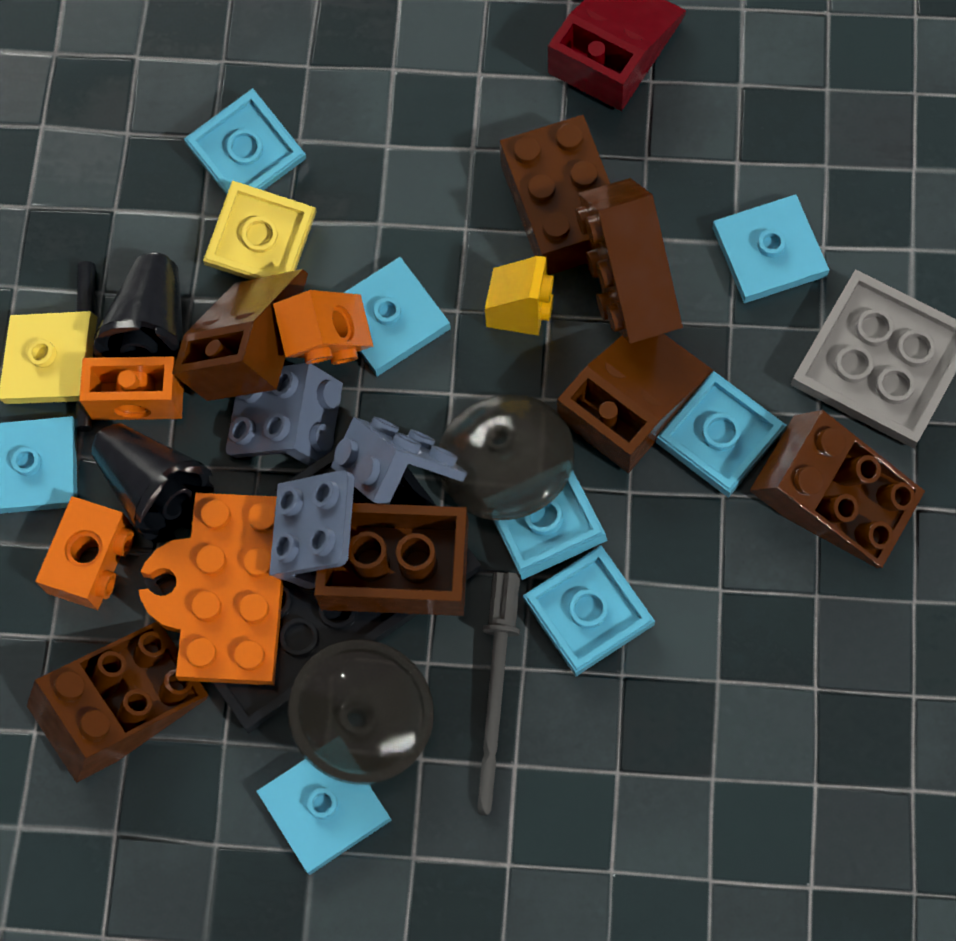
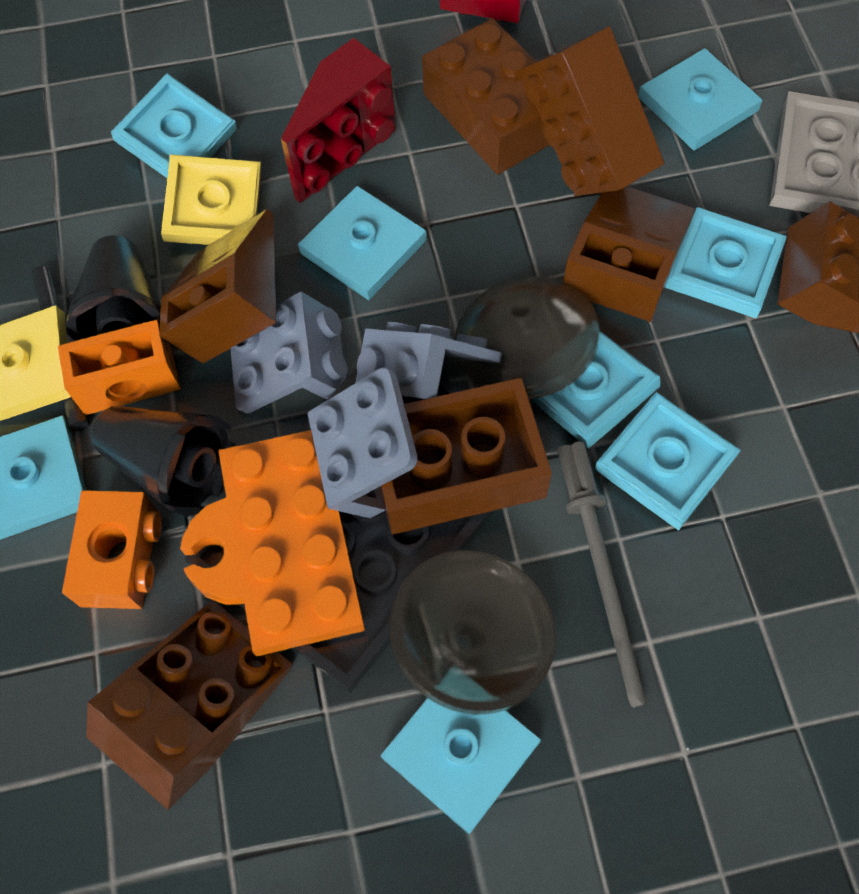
camera: 20 degrees left, 5 degrees down
(323, 326) = (303, 252): orange brick -> none
(400, 185) = (338, 117): none -> dark red slope
(520, 296) = (489, 184): yellow slope -> none

